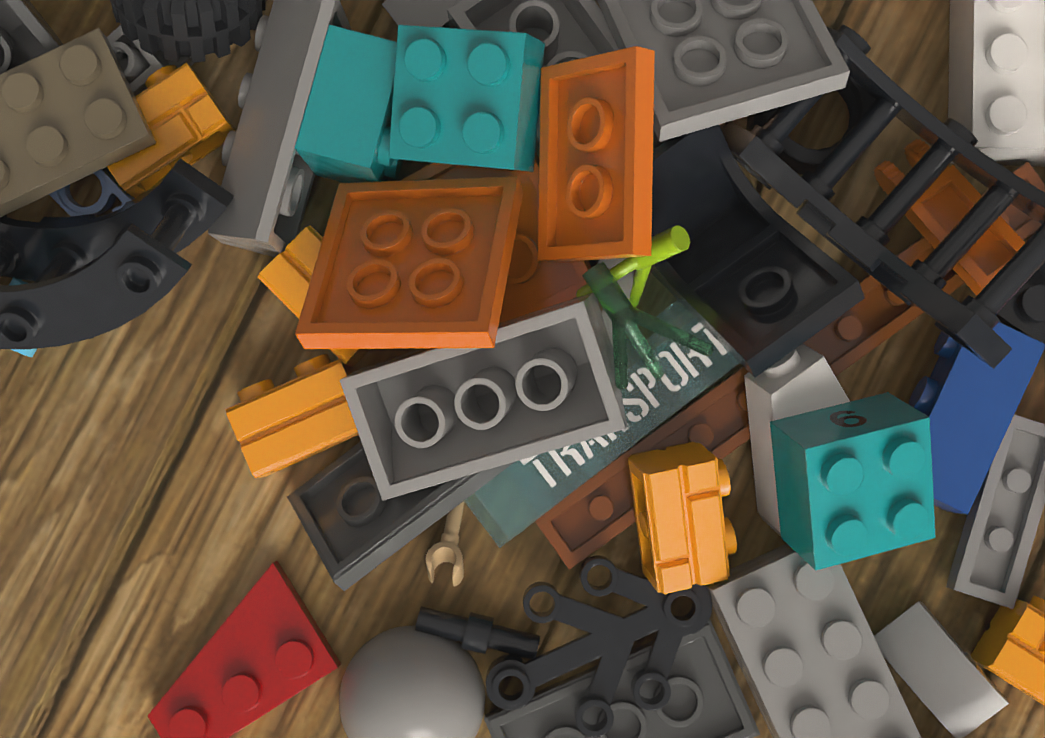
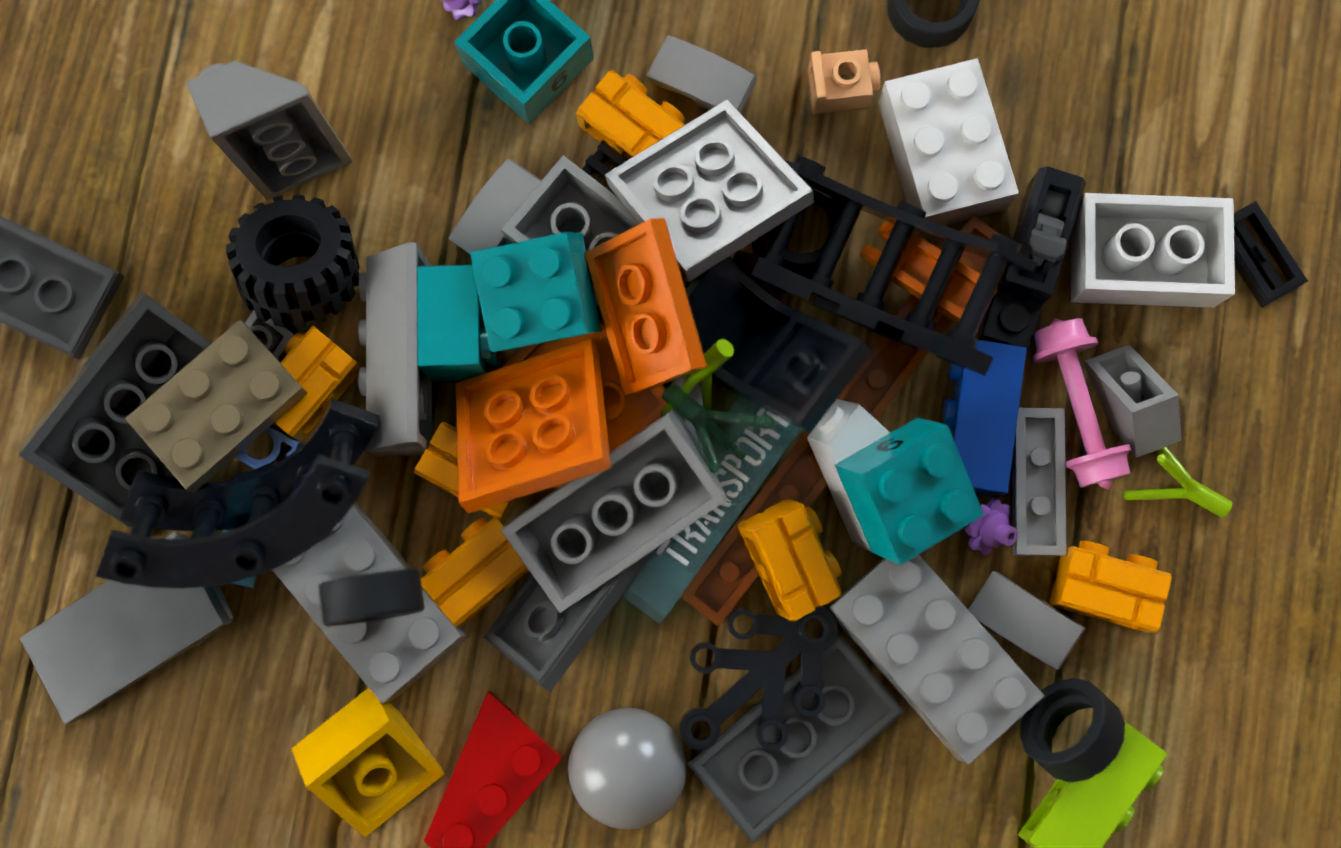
camera: 15 degrees left, 5 degrees down
(104, 603) = (366, 762): none -> yellow slope
(154, 419) = (371, 597): none -> black tyre
(161, 419) = (384, 652): none -> light grey brick
(447, 548) = (620, 640): tan hand -> none
(477, 633) = (662, 698): black bar -> none
(935, 553) = (992, 528): none -> medium lavender plant

